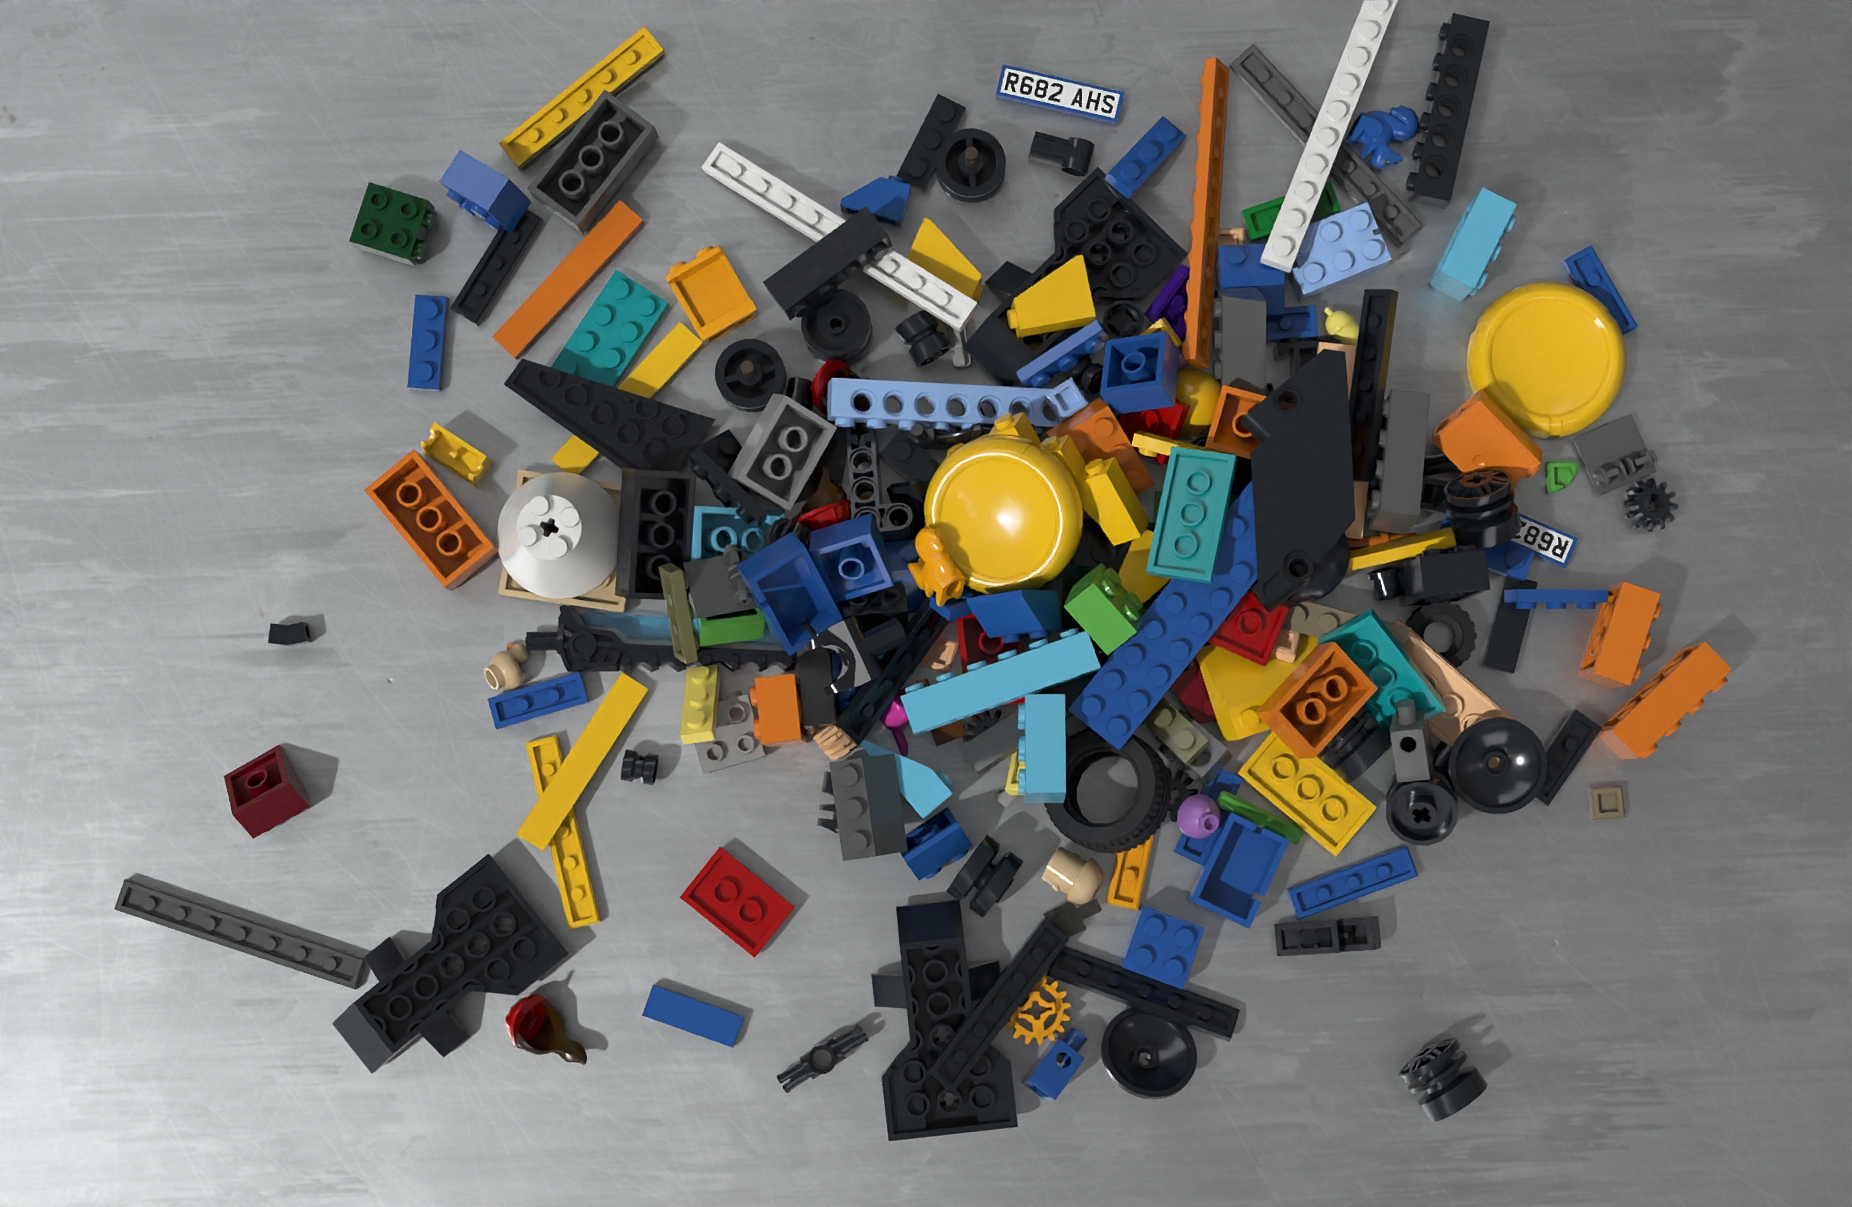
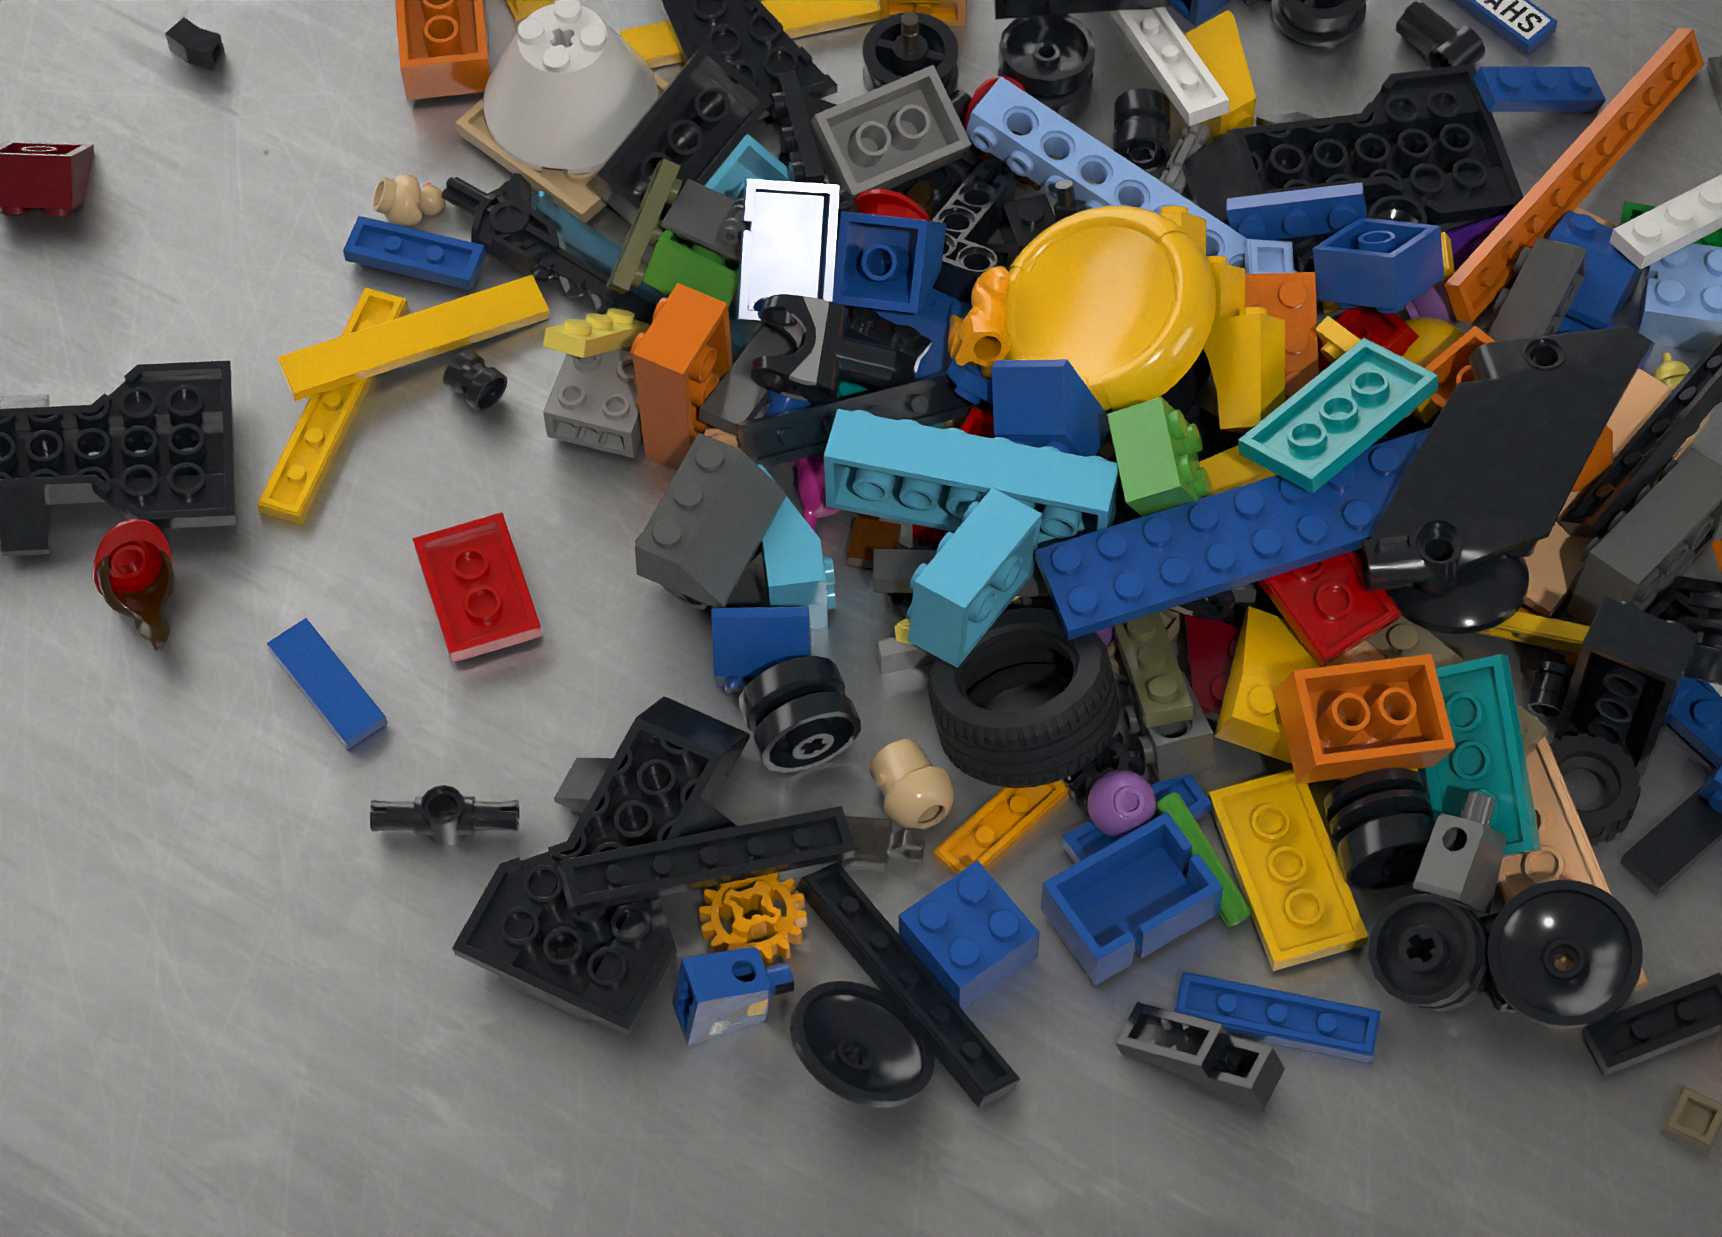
camera: 30 degrees right, 25 degrees down
(1054, 302) = (1320, 144): yellow slope -> none

